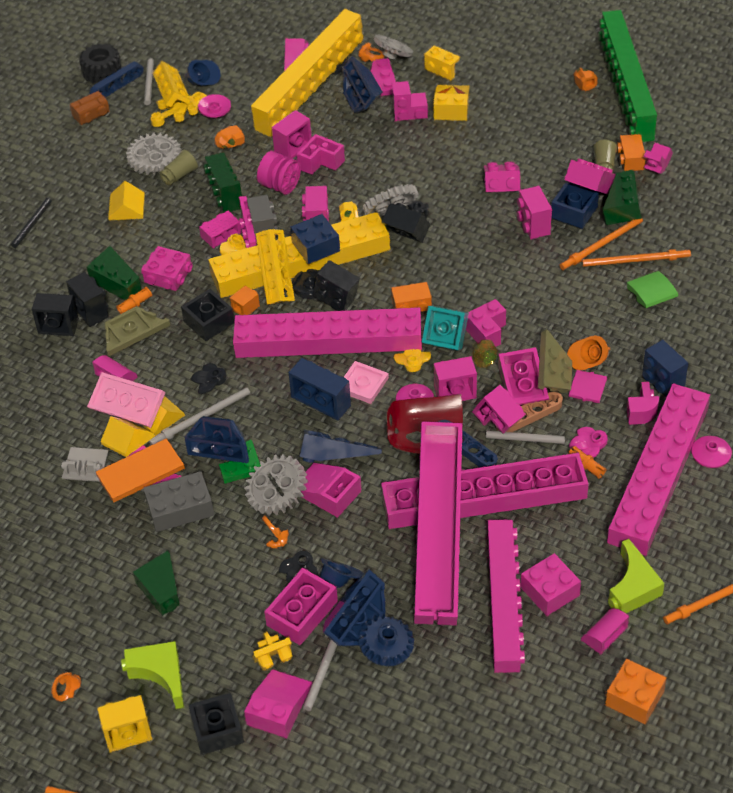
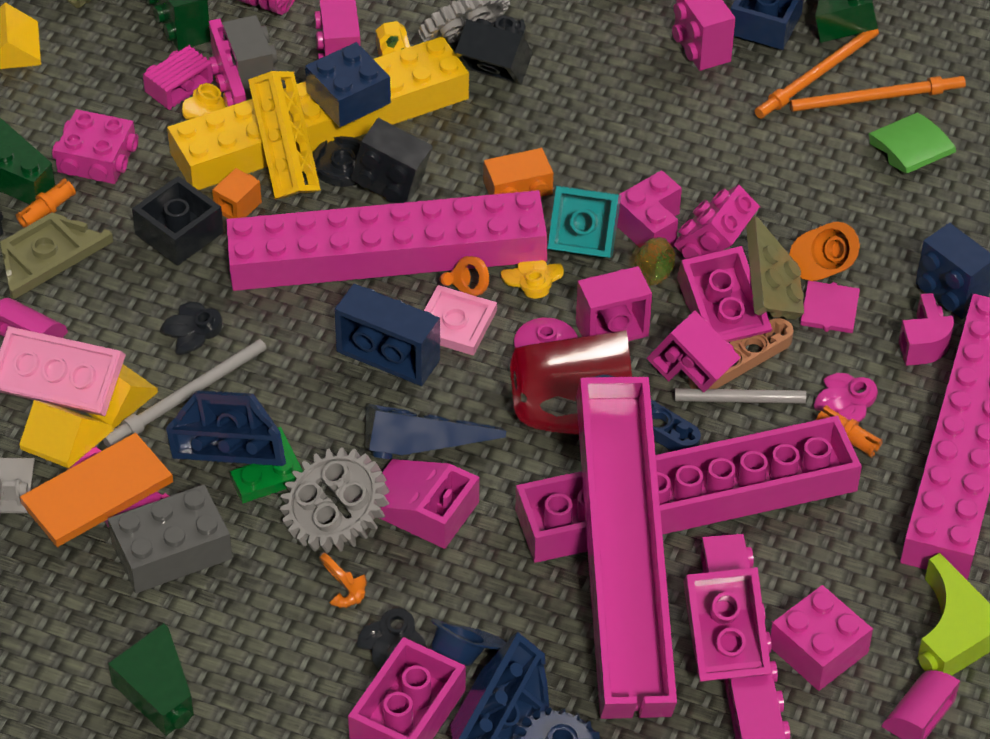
camera: 10 degrees left, 0 degrees up
(369, 356) = (461, 277): none -> orange piece
(493, 573) = (727, 624): none -> dark pink slope
(524, 332) = (716, 223): none -> dark pink brick

